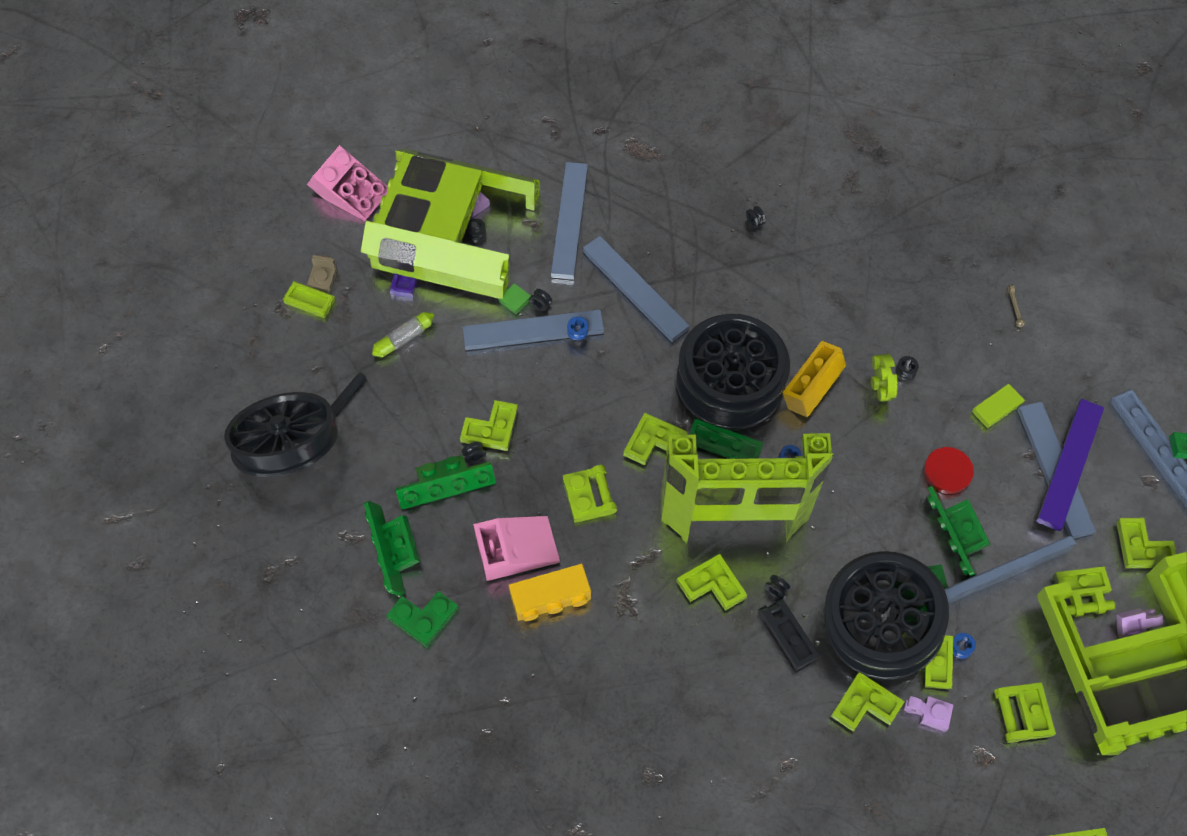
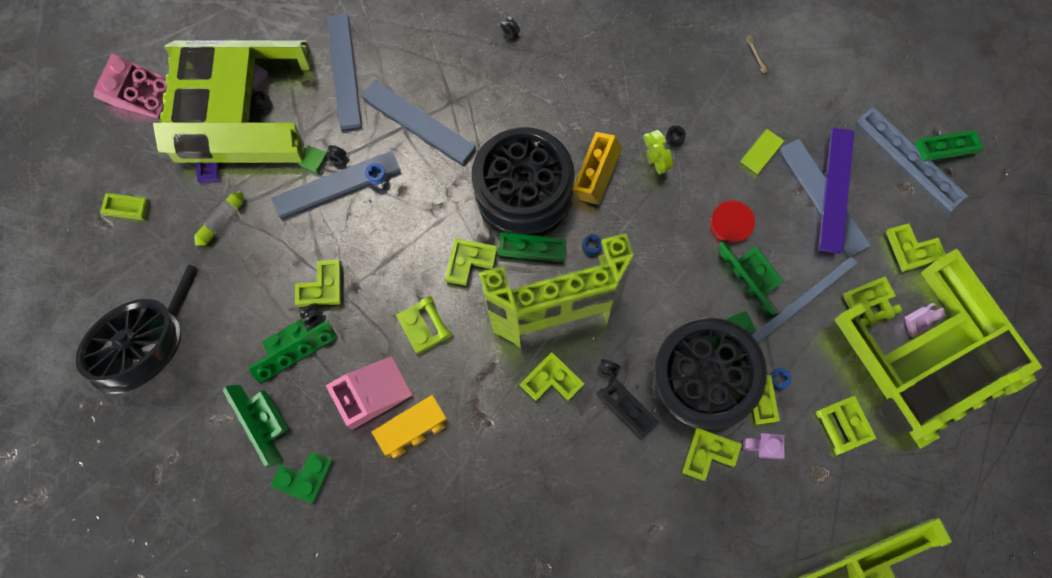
camera: 10 degrees left, 10 degrees up
(322, 273) = (131, 179): dark tan bracket -> none

